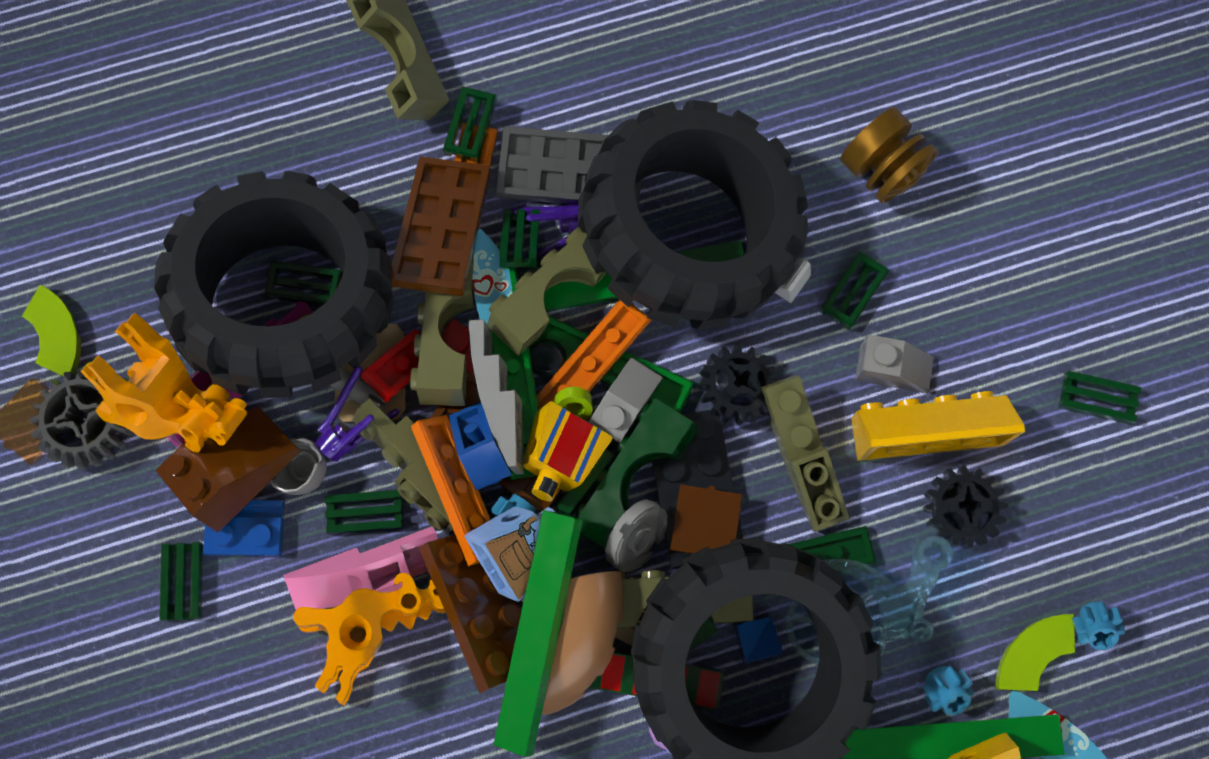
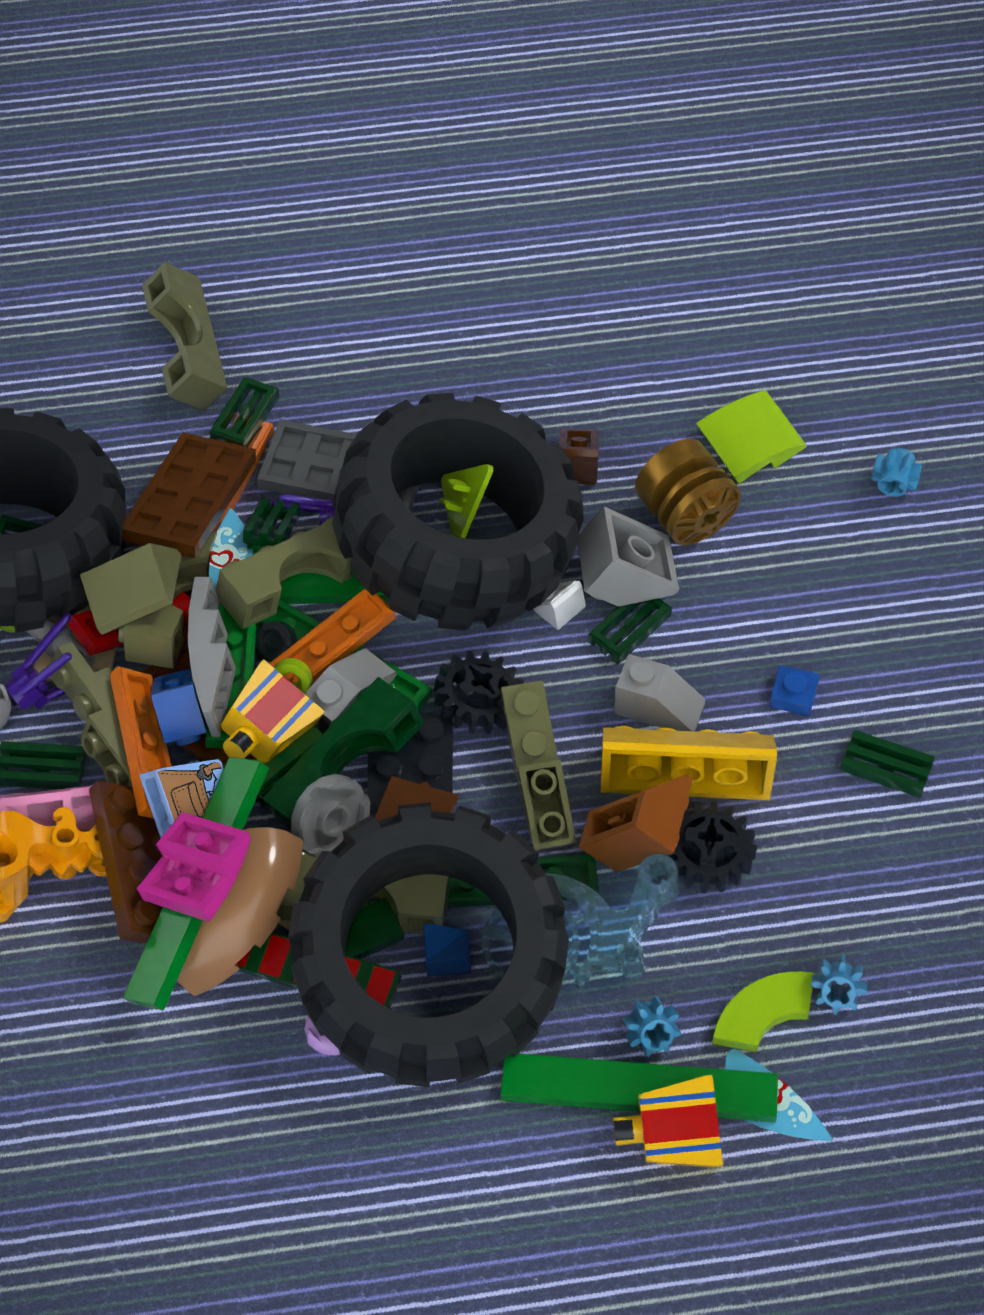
camera: 10 degrees right, 20 degrees down
(416, 344) = (131, 585): none -> olive slope
(537, 627) = (196, 866): none -> dark pink slope
(692, 194) = (463, 495): none -> lime piece
(781, 119) = (582, 451): none -> reddish brown slope
(846, 233) = (625, 560): none -> light grey slope
(906, 499) = (637, 825): none -> dark orange slope
(928, 80) = (751, 435): none -> lime slope
(1008, 336) = (794, 690): none -> blue plate
(1065, 103) = (896, 472): none -> dark azure gear

